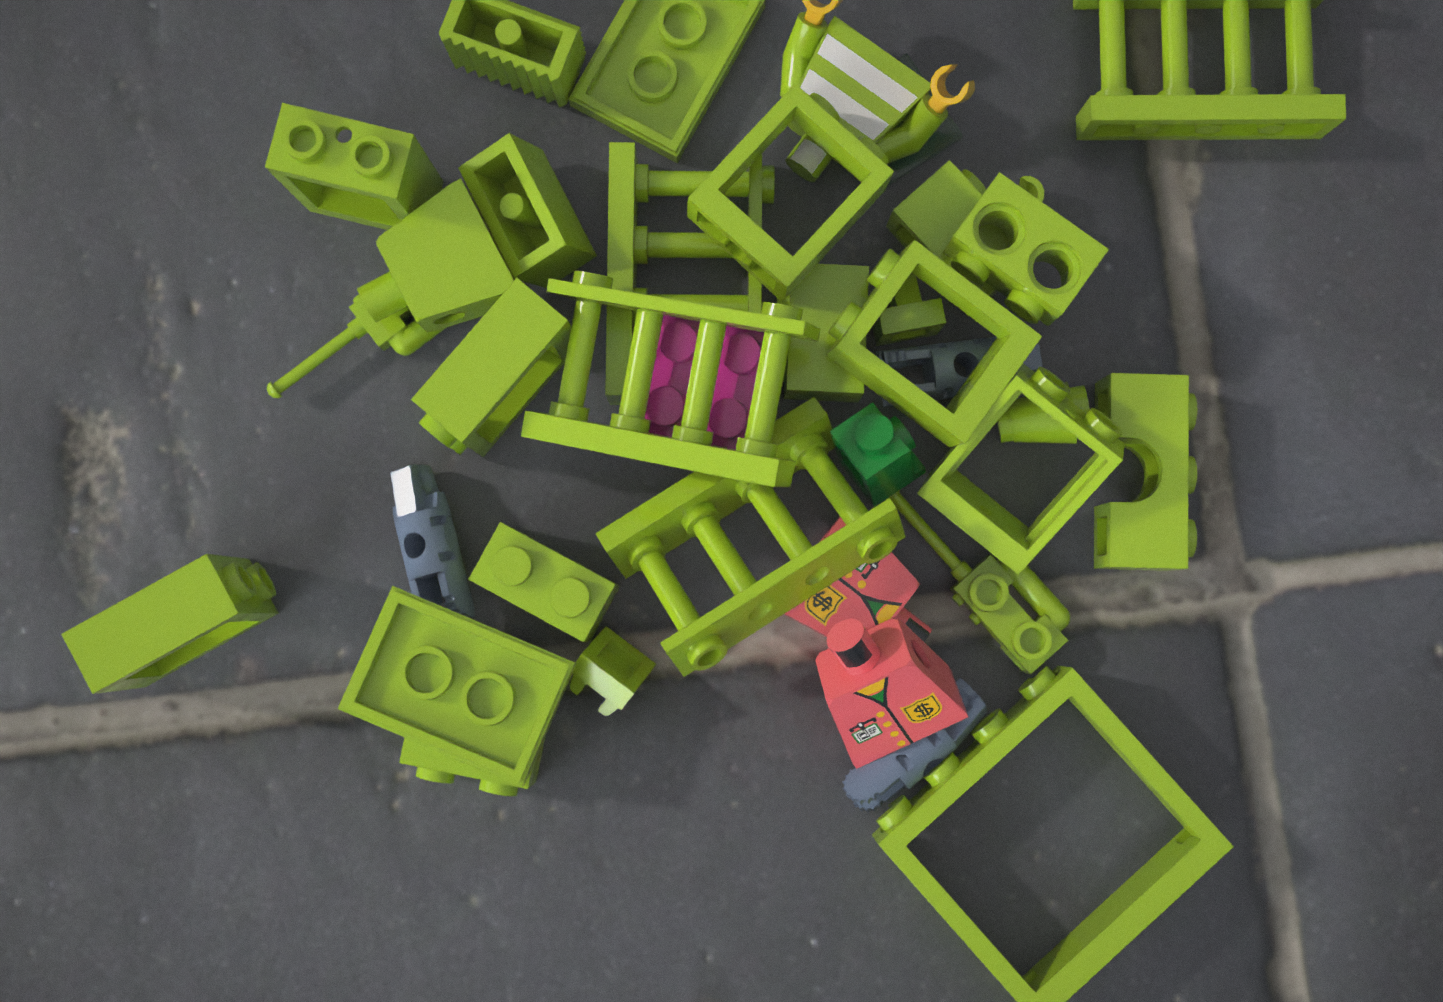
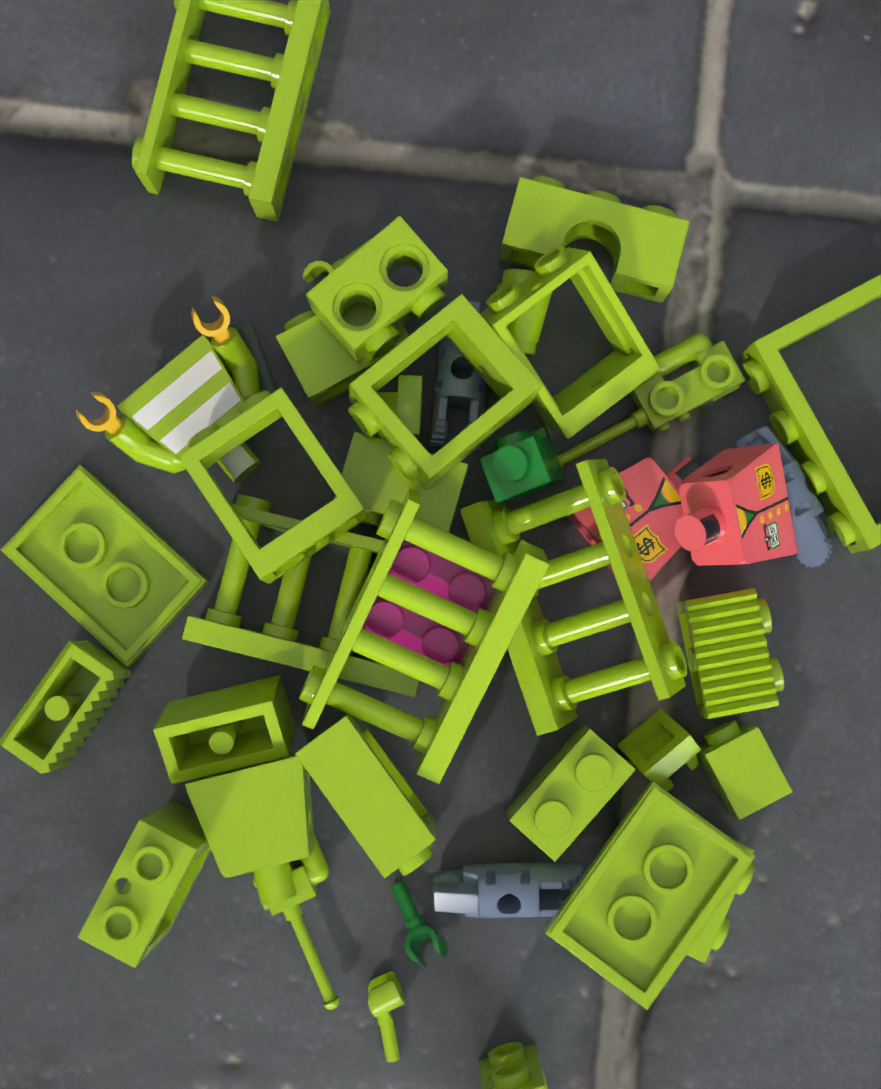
camera: 75 degrees left, 0 degrees up
(289, 441) = (383, 997): none -> lime hand
(364, 462) = (417, 929): none -> green hand
(612, 761) = (741, 768): none -> lime brick
(730, 721) = (730, 653): none -> lime brick

